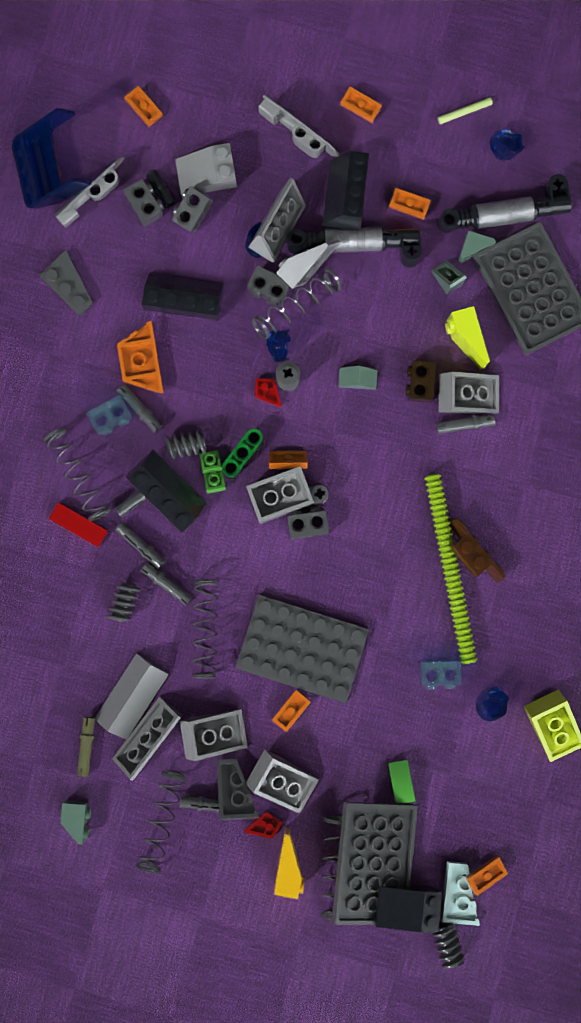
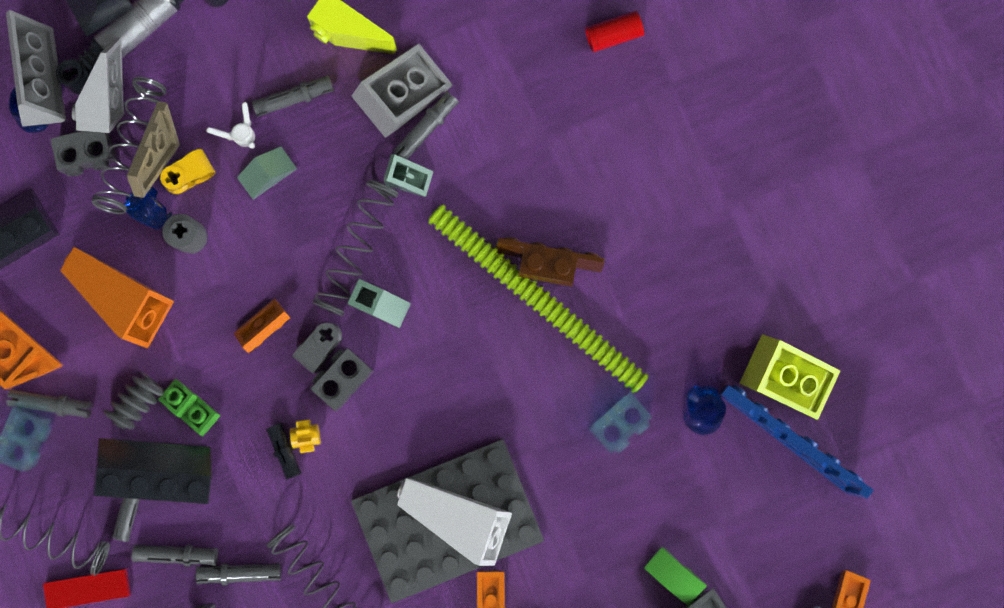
camera: 40 degrees left, 0 degrees up
(224, 384) = (121, 301): none -> orange slope
(243, 444) = (197, 348): green beam -> none
(244, 537) = (283, 451): none -> black pin
(263, 539) = (305, 436): none -> yellow gear
(267, 391) = (177, 268): red piece -> none
(279, 495) = (282, 373): light grey slope -> none
(308, 318) = (154, 151): none -> dark tan wing
(311, 656) = (462, 522): none -> white slope
(317, 343) = (189, 170): none -> yellow piece
(361, 500) = (379, 303): none -> sand green slope
(362, 346) = (241, 132): none -> white plant
(406, 348) = (294, 95): none -> dark grey pin
(413, 438) = (381, 189): none -> dark grey piece
(425, 382) = (342, 117): dark brown brick -> none
(433, 443) = (407, 176): none -> sand green slope
(530, 770) = (802, 446): none -> blue wing

